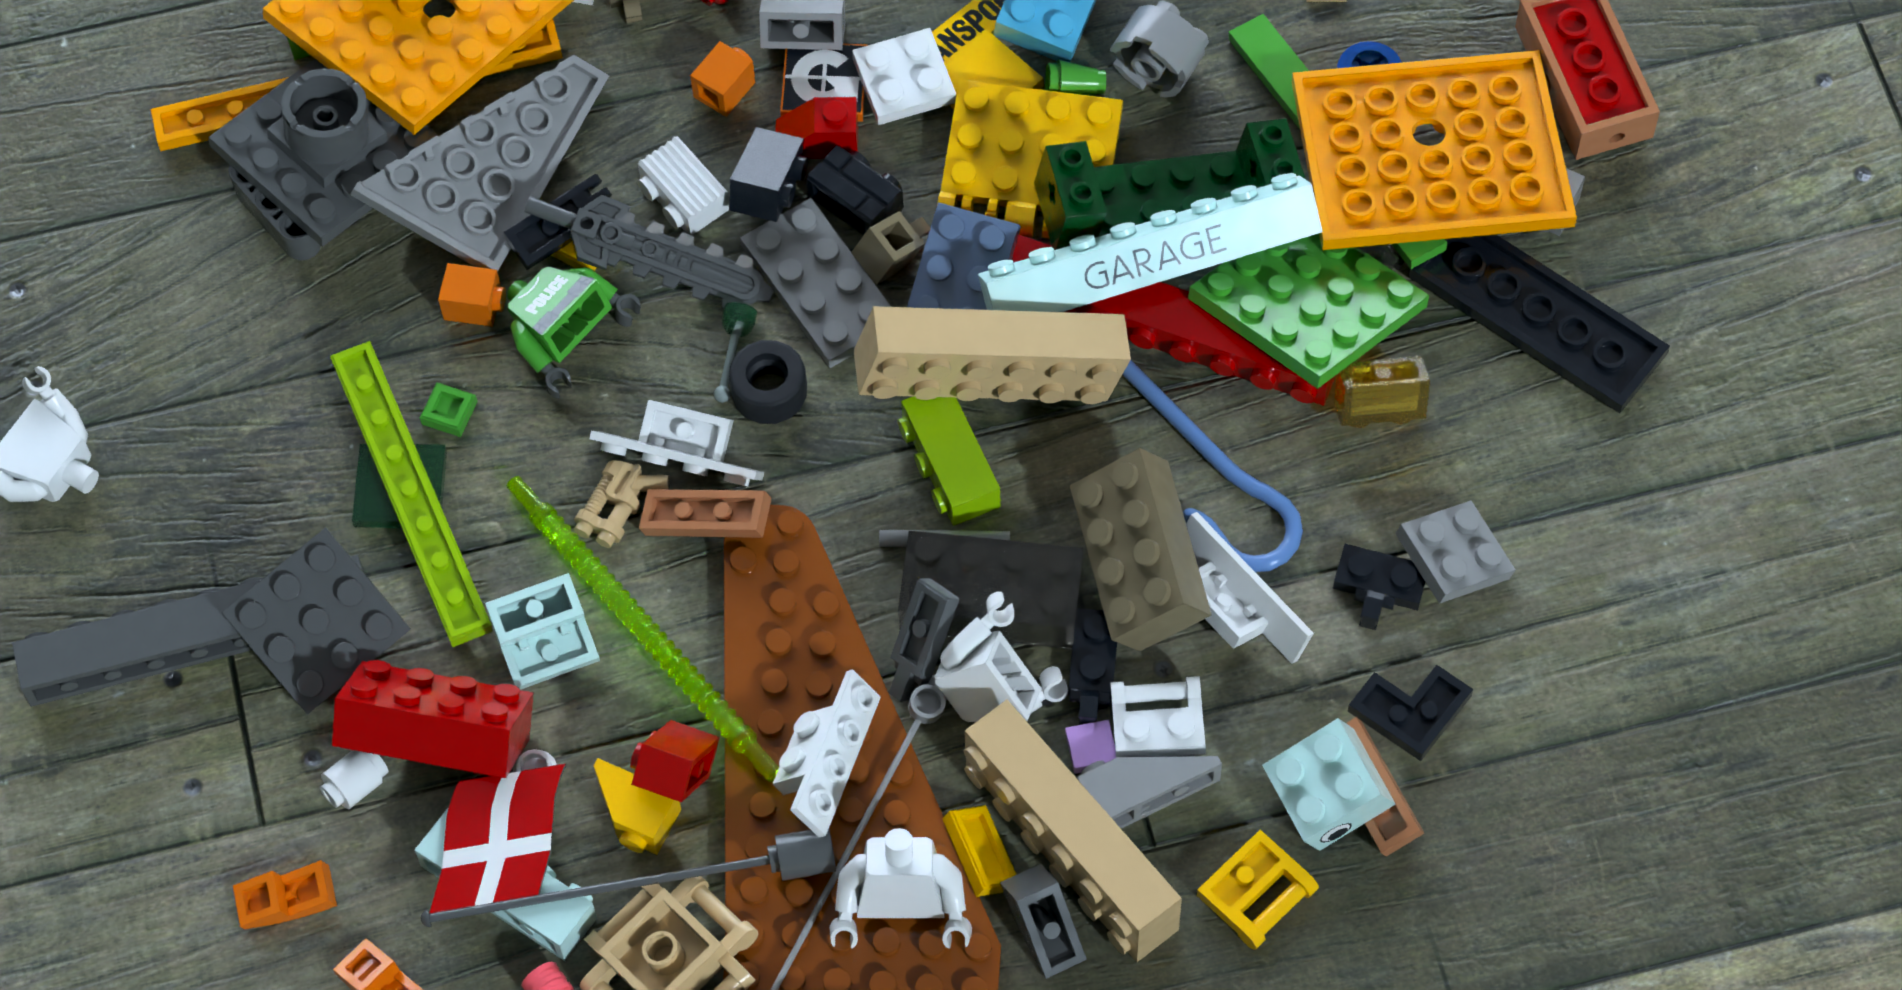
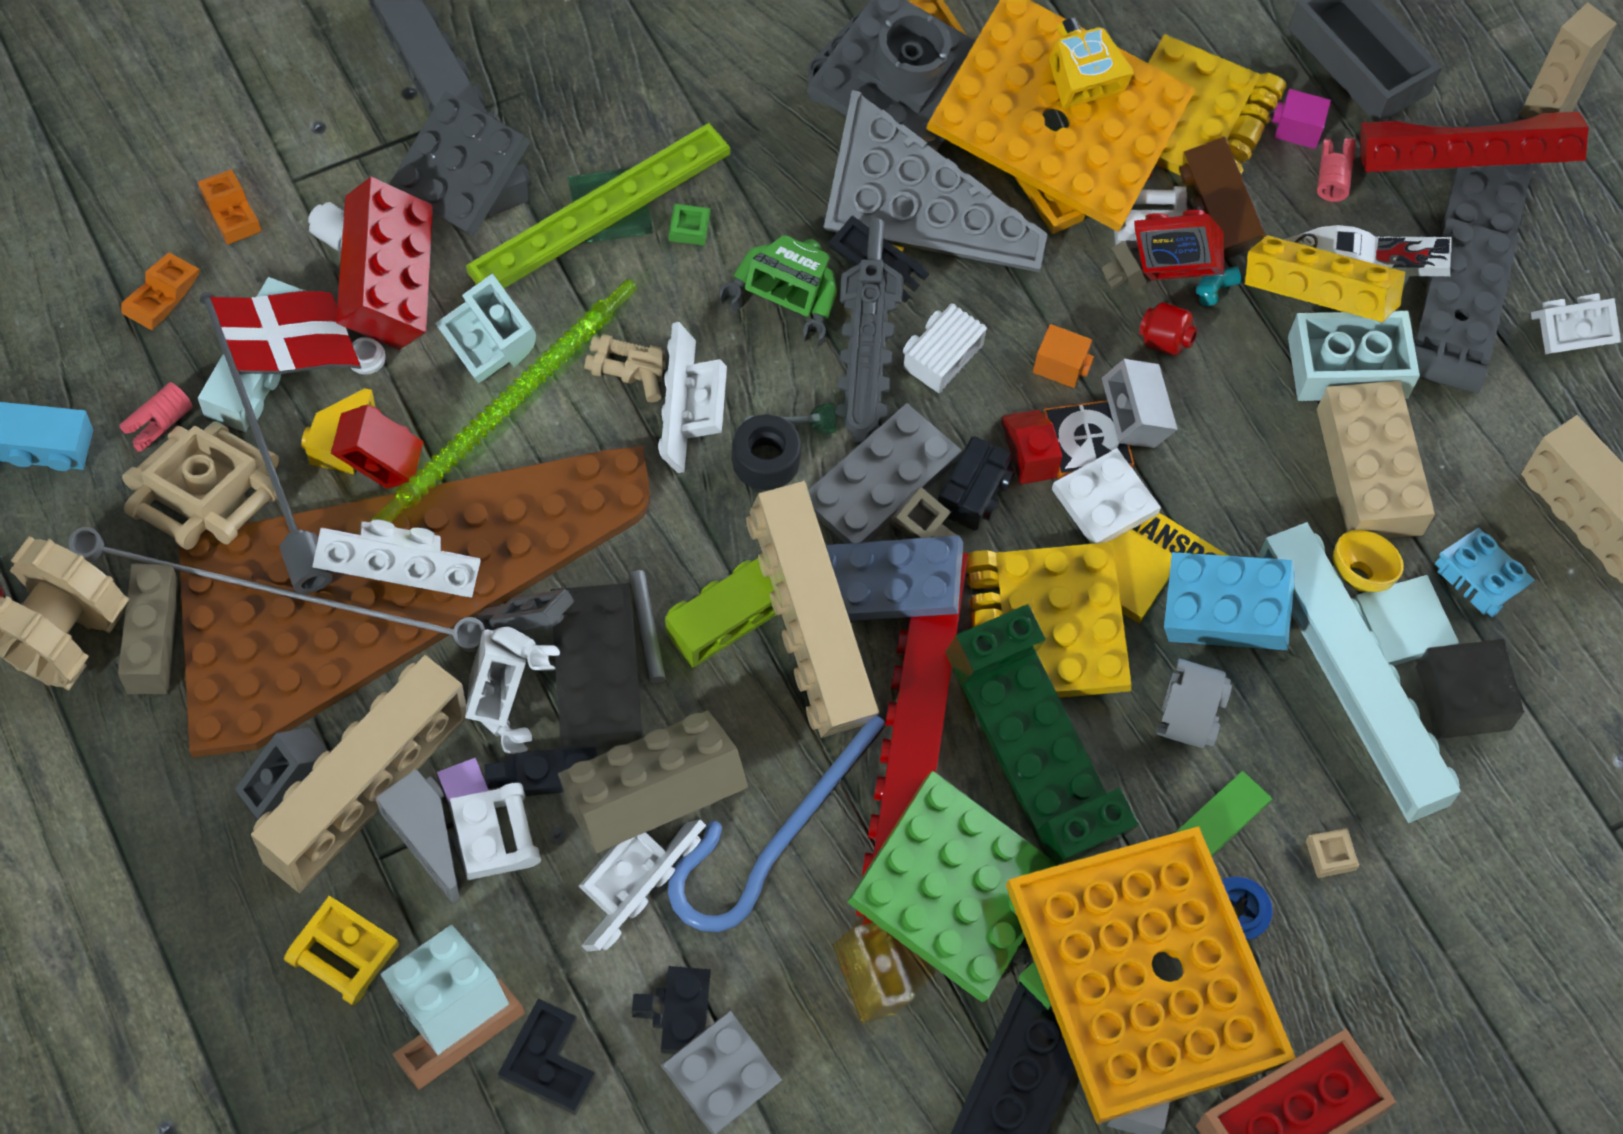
camera: 70 degrees right, 0 degrees up
(471, 295) = (796, 211): orange brick -> none
(705, 513) = (621, 426): nougat plate -> none
(767, 174) = (969, 405): brick -> none
(900, 880) = (283, 639): white torso -> none
(979, 849) = (340, 709): yellow tile -> none
(1074, 78) = (1146, 642): bright green cone -> none
(1155, 249) = (956, 728): light aqua brick -> none

